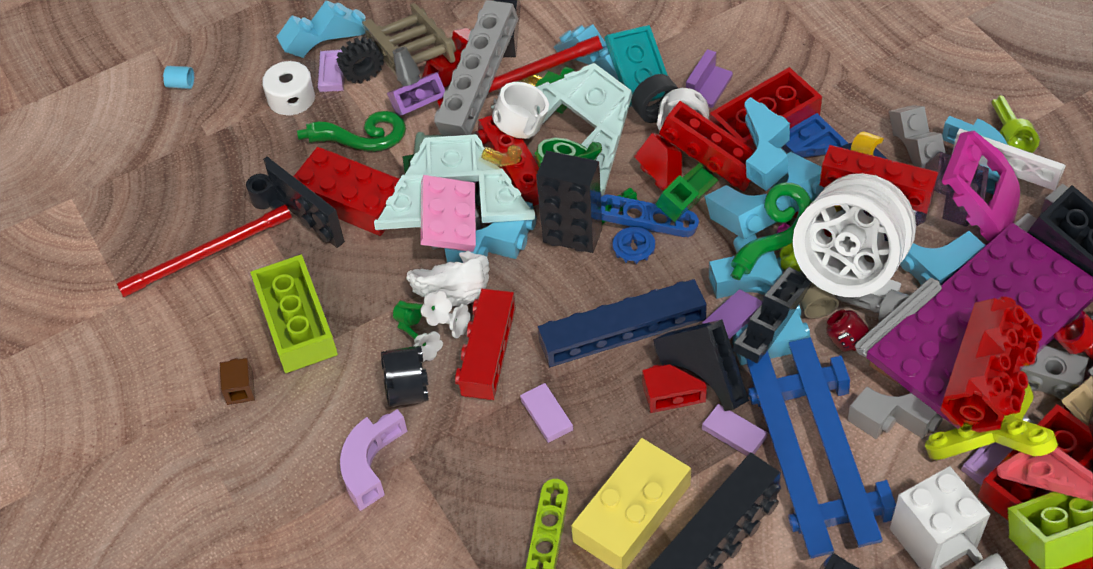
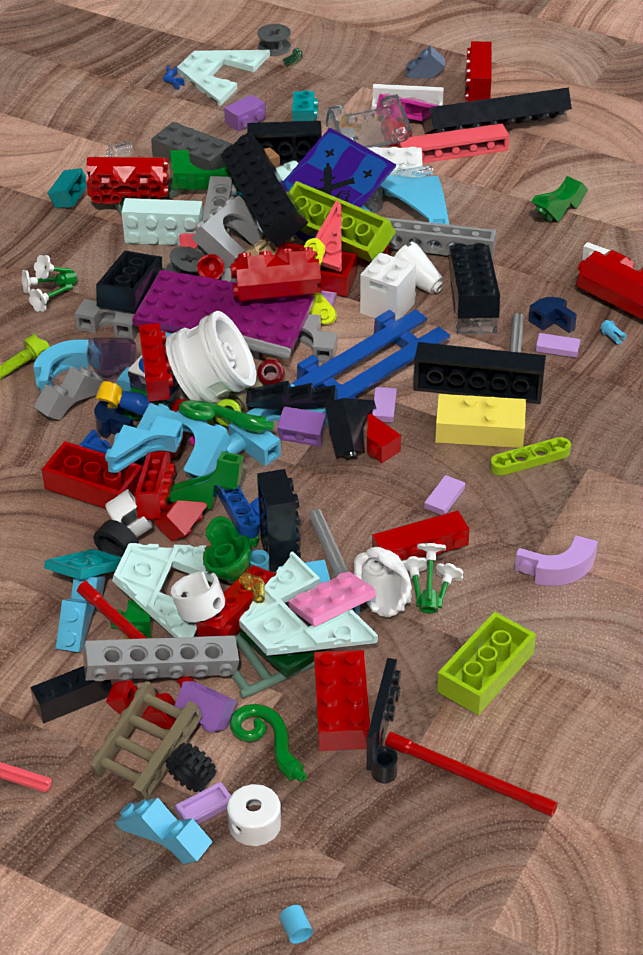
camera: 125 degrees left, 10 degrees down
(237, 381) = (567, 670): reddish brown brick -> none
(404, 376) = (487, 565): black brick -> none
(406, 68) = (200, 694): dark grey cone -> none
(551, 274) = (328, 542): none -> light grey axle
(622, 322) = (345, 483): dark blue brick -> none
(709, 78) = (65, 536): medium lavender panel -> none
(959, 174) = (122, 328): dark pink slope -> none
(1026, 164) = (71, 336): white fence -> none

